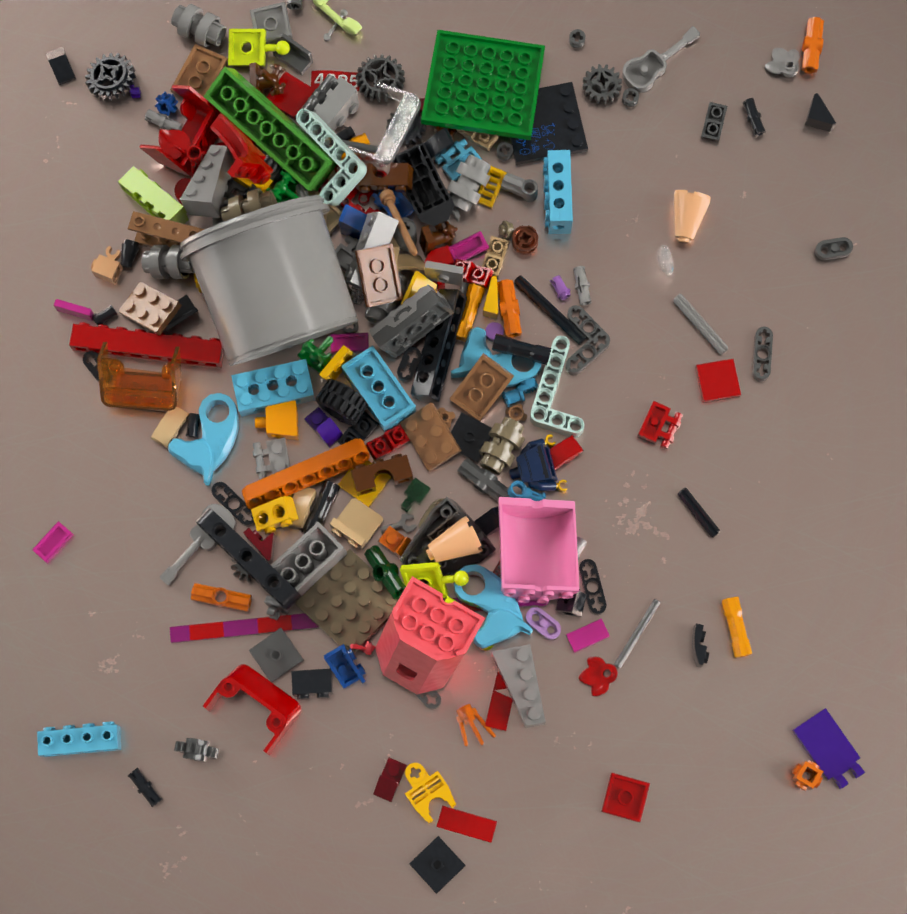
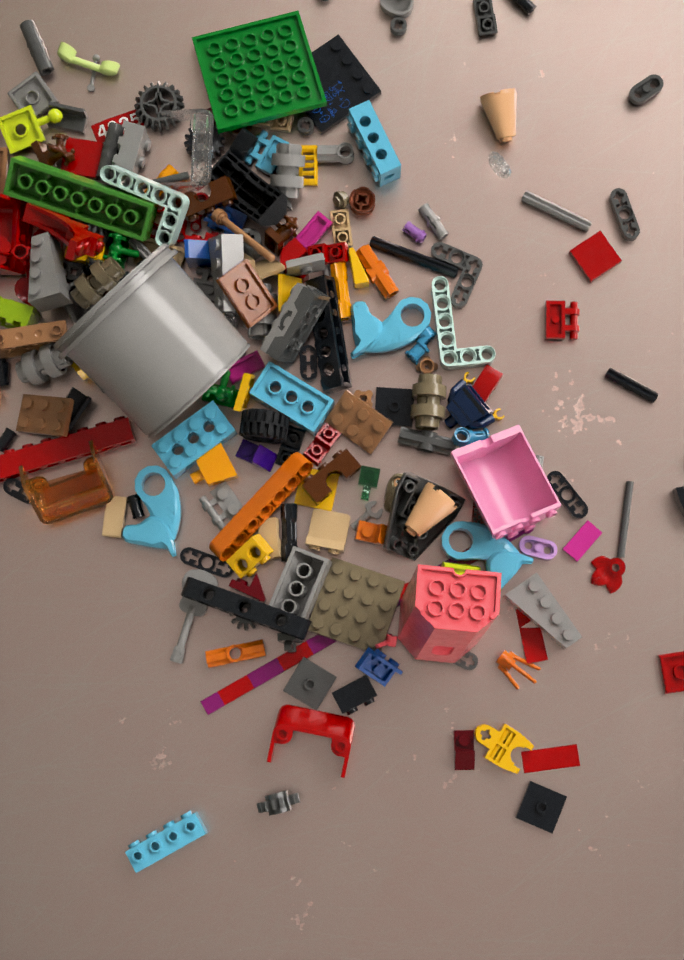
camera: 20 degrees left, 5 degrees up
(52, 542) = (55, 671): dark pink tile -> none
(144, 787) = (246, 857): black pin -> none
(346, 134) = (152, 172): black pin -> none
(385, 571) = (375, 564): dark green piece -> none
(433, 574) = (420, 547): neon yellow plate -> none
(481, 387) = (386, 356): medium nougat plate -> none
(489, 521) = (448, 475): black slope -> none
(492, 329) = (373, 299): medium lavender tile -> none
(522, 349) = (421, 303): black axle -> none
(572, 606) = (559, 522): black brick -> none
(595, 88) = (369, 17): dark grey gear -> none

